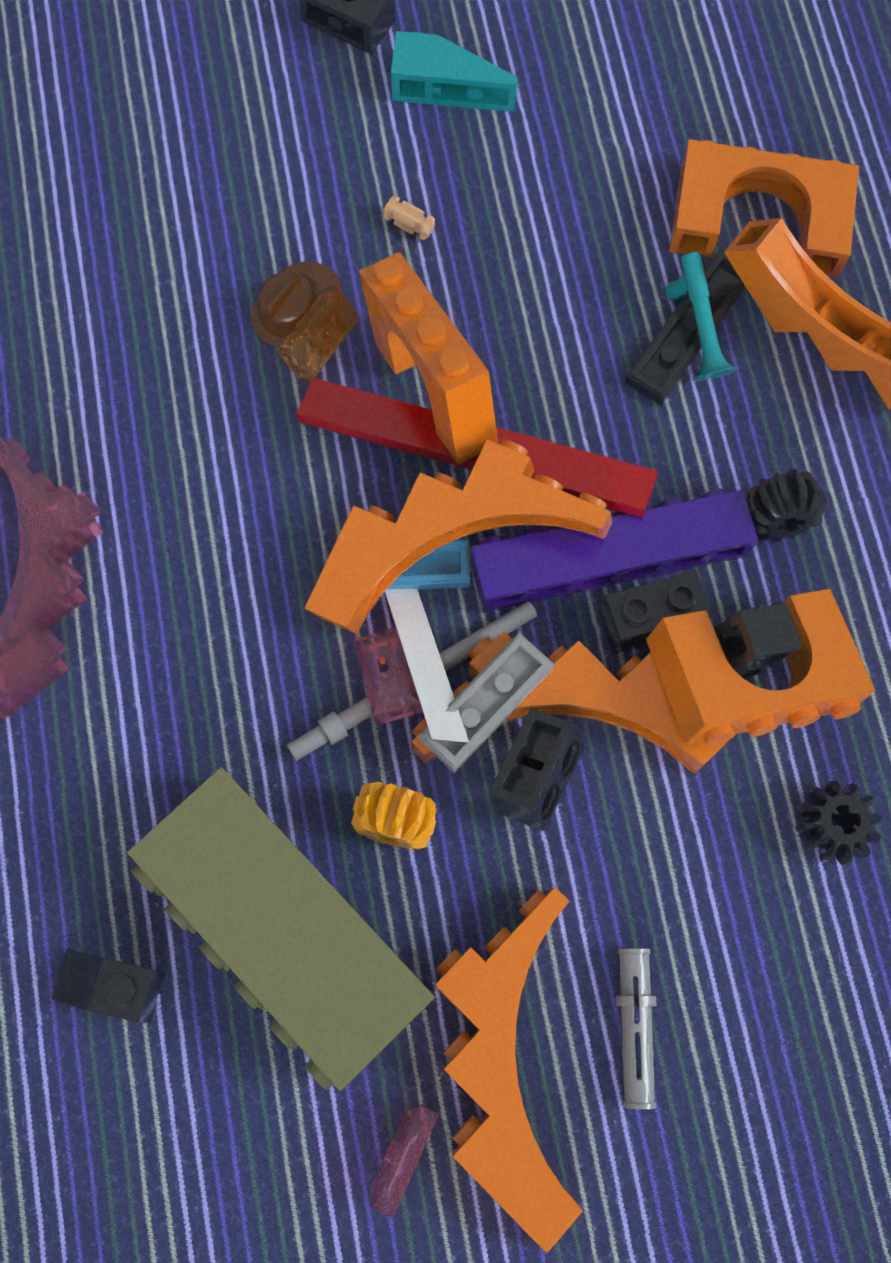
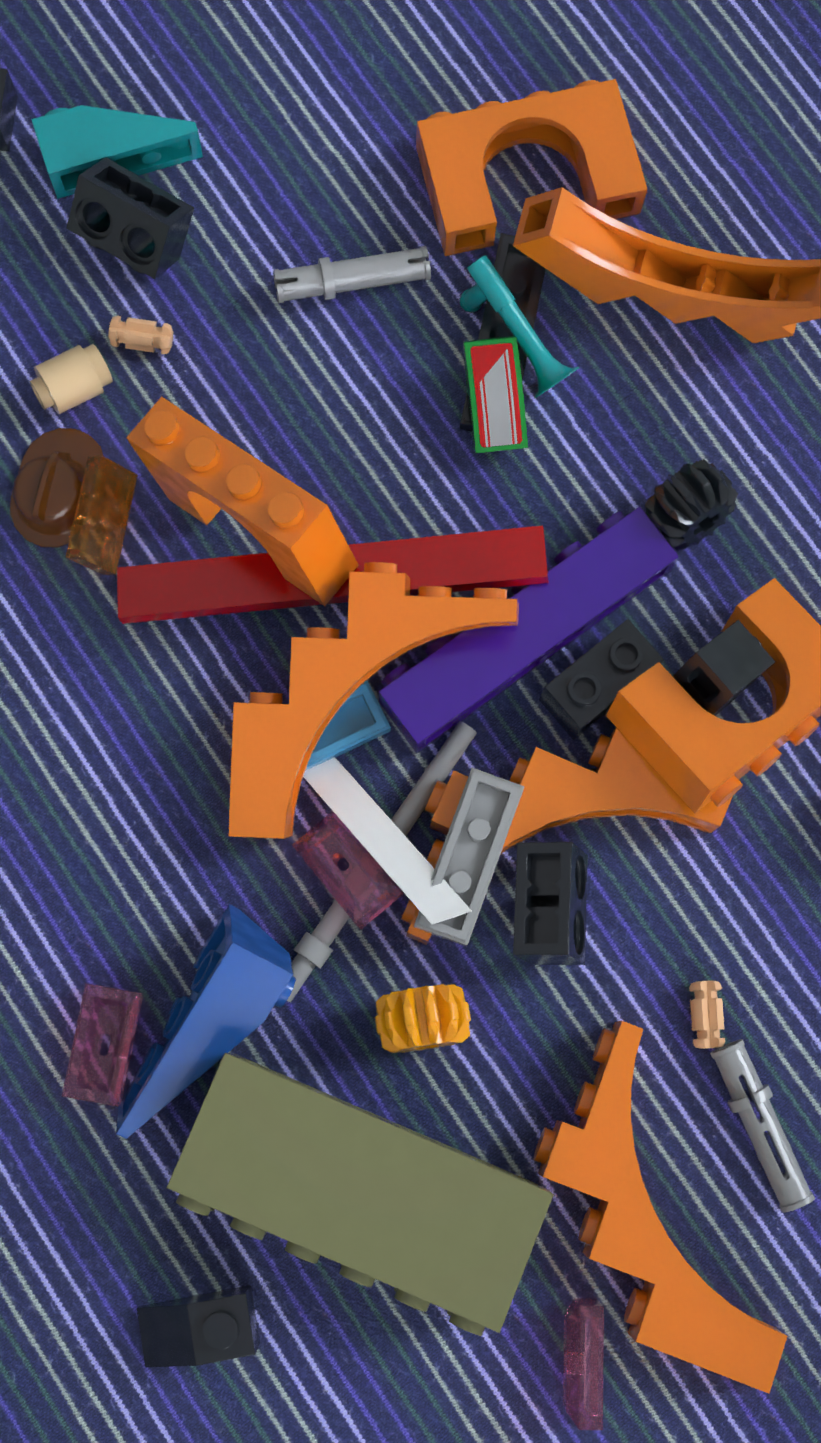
camera: 25 degrees left, 5 degrees up
(144, 706) = (89, 1073): none -> clear pink piece
(247, 732) = (232, 993): none -> blue wedge
(341, 227) = (71, 378): none -> tan brick
(437, 128) = (129, 217): none -> black brick
(590, 234) = (351, 274): none -> light grey pin
(629, 917) = (707, 1014): none -> light nougat piece
(663, 362) = (495, 394): none -> slope

